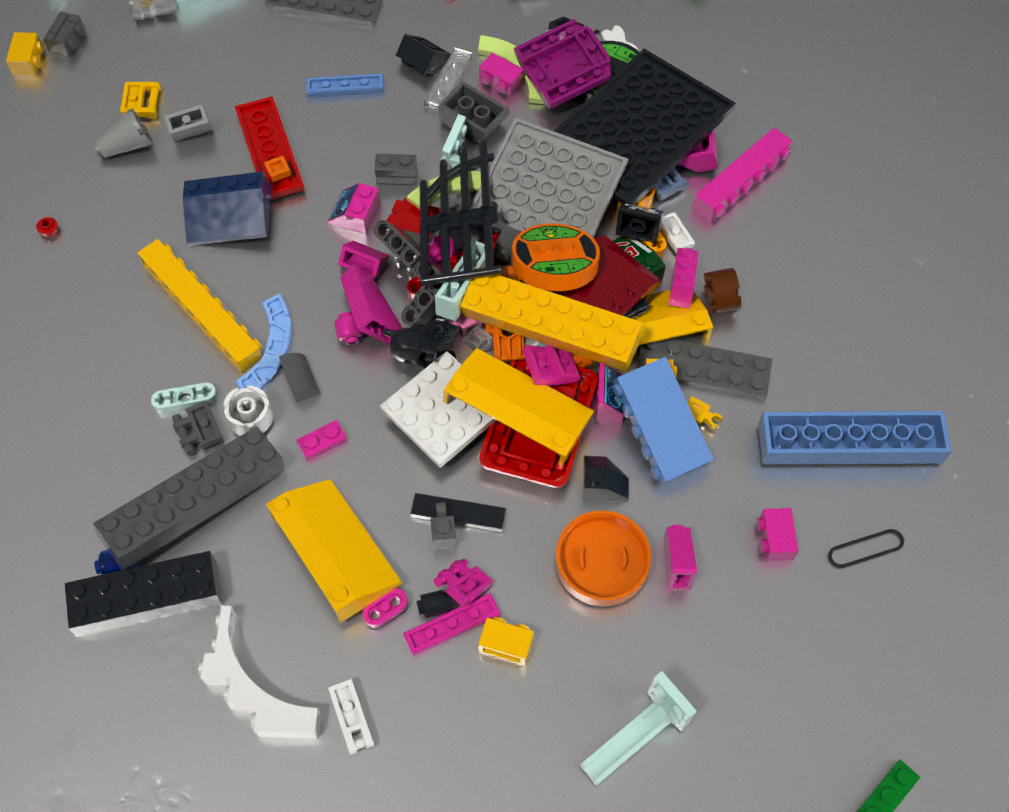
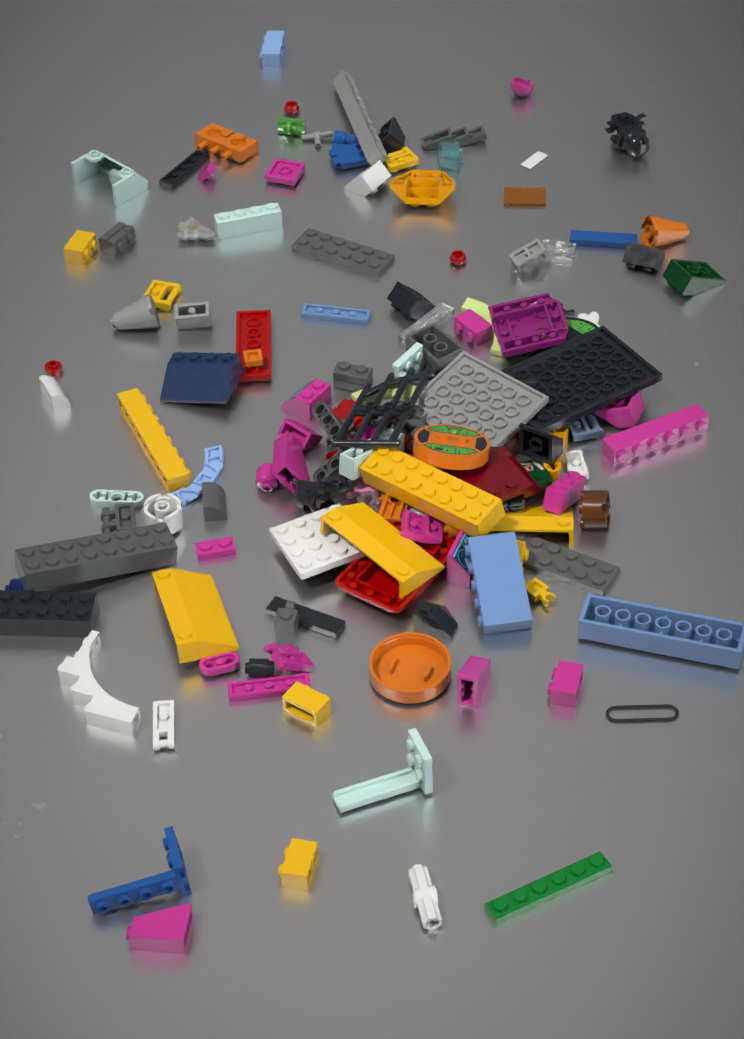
camera: 20 degrees right, 20 degrees down
(60, 265) = (53, 394): none -> white brick

